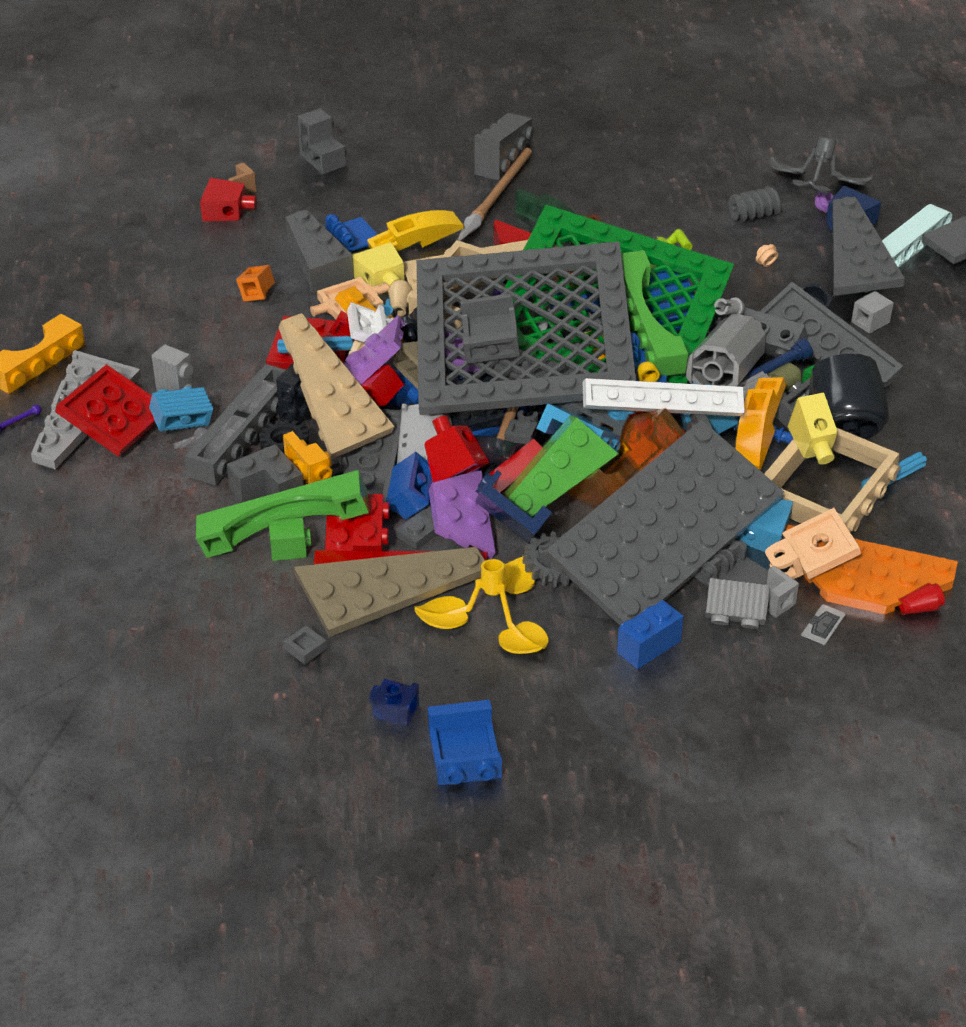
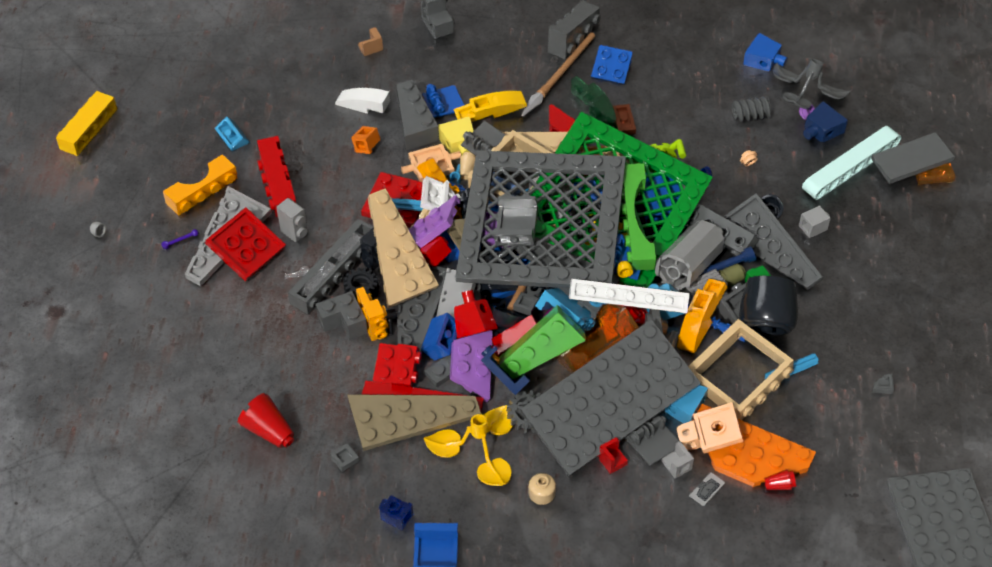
camera: 10 degrees right, 10 degrees up
(67, 296) = (231, 134): none -> dark azure slope
(136, 325) = (274, 172): none -> red wedge
(181, 408) = (293, 248): dark azure brick -> none
(183, 611) = (267, 421): none -> red cone
(225, 201) = (357, 59): red torso -> none
(225, 527) = (305, 355): bright green arch -> none
(244, 241) = (364, 99): none -> white slope
(288, 539) = (348, 369): bright green brick -> none
(405, 265) = (482, 138): none -> dark grey hinge
(562, 176) = (612, 64): none -> blue hinge
(597, 646) = (542, 488): none -> tan head
(649, 634) = (580, 483): blue brick -> none
(683, 598) = (611, 456): none -> red panel
(729, 306) = (704, 213): light grey pin -> none
(737, 603) = (647, 466): light grey brick -> none
(753, 149) = (764, 54): none -> blue torso
(813, 427) = (734, 334): light yellow torso -> none
(859, 254) = (817, 170): dark grey wing -> none

